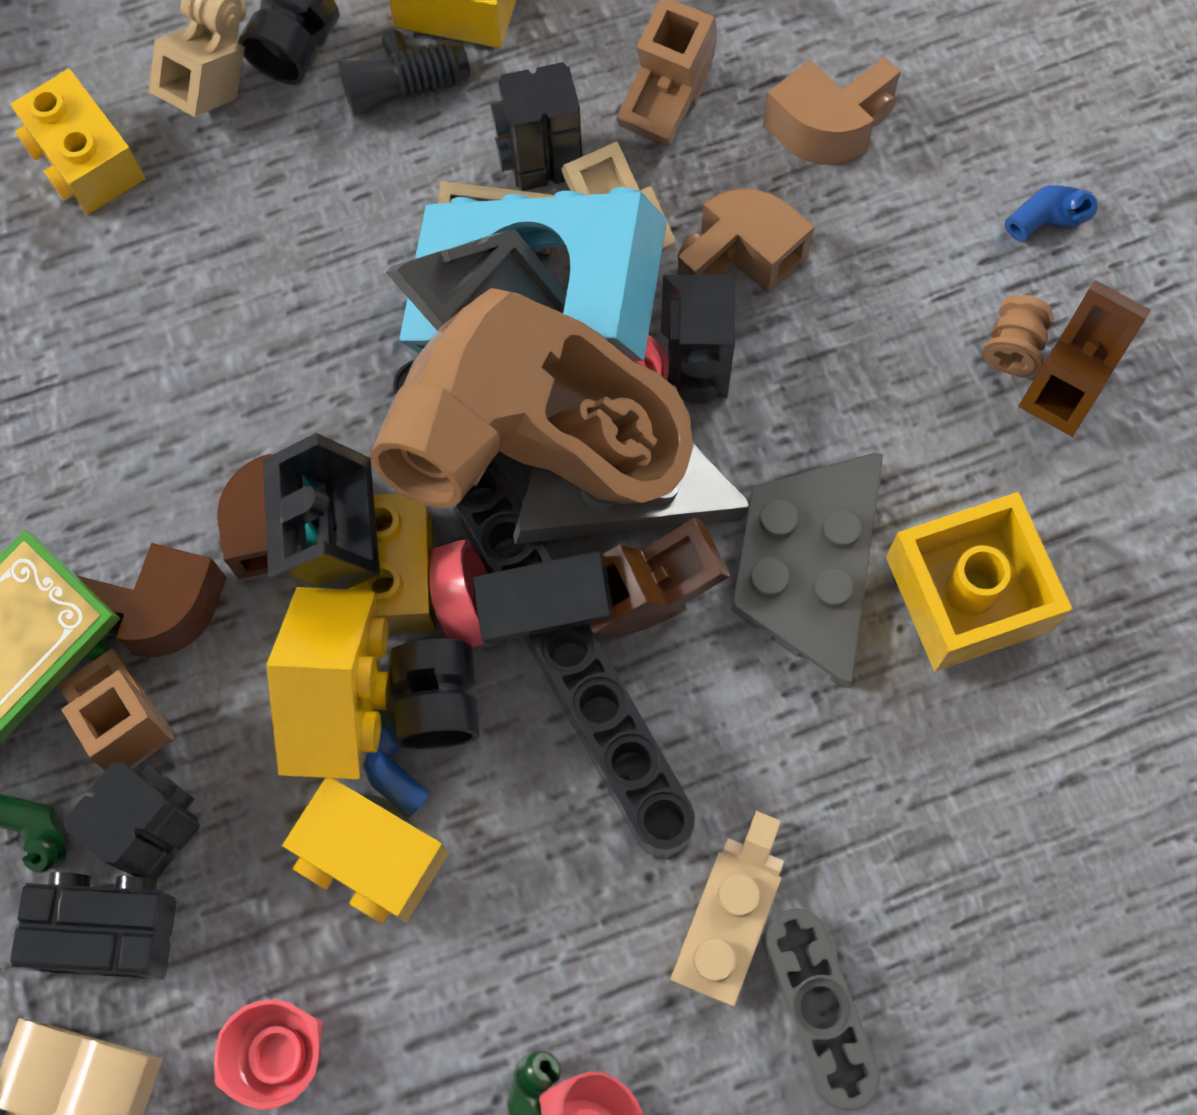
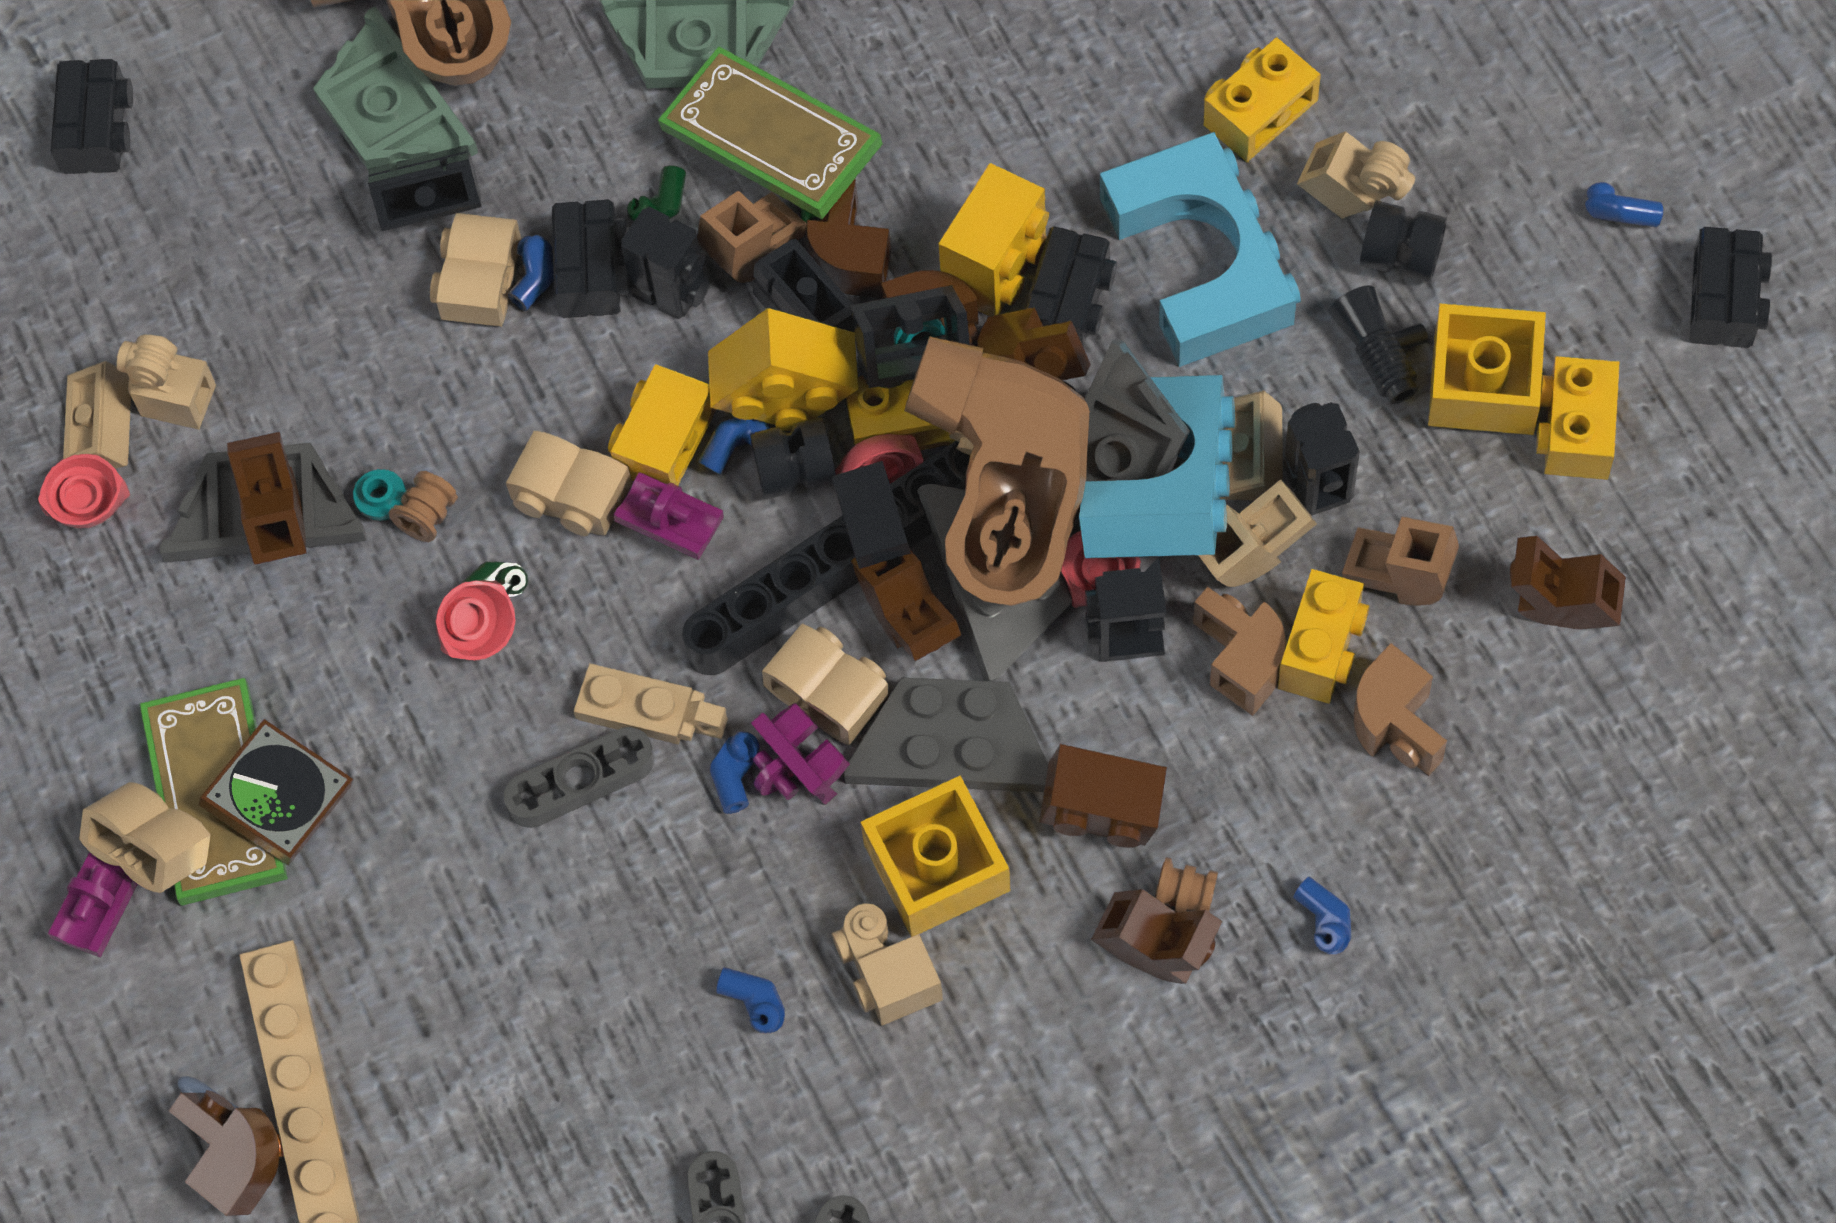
camera: 85 degrees right, 5 degrees down
(92, 998) = (538, 267): none -> blue arm
(174, 207) = (1202, 185): none -> medium azure arch
(191, 416) = (996, 238): none -> yellow brick
(218, 655) = (798, 286): none -> black brick
(267, 1053) = (509, 392): coral hat -> none
(269, 365) = (1071, 279): none -> black brick
(362, 395) = (1024, 338): none -> reddish brown brick
(415, 985) = (568, 484): none -> tan brick
(488, 855) = (669, 515): none -> magenta hips
(732, 153) = (1321, 635): none -> yellow brick
(733, 687) = (826, 682): none -> tan brick
(826, 819) = (730, 767): none -> blue arm
(850, 714) = (815, 771): none -> magenta hips
(912, 400) = (1102, 796): none -> reddish brown brick
(1112, 649) = (894, 977): none -> tan brick
(1124, 811) = (758, 995): none -> blue arm

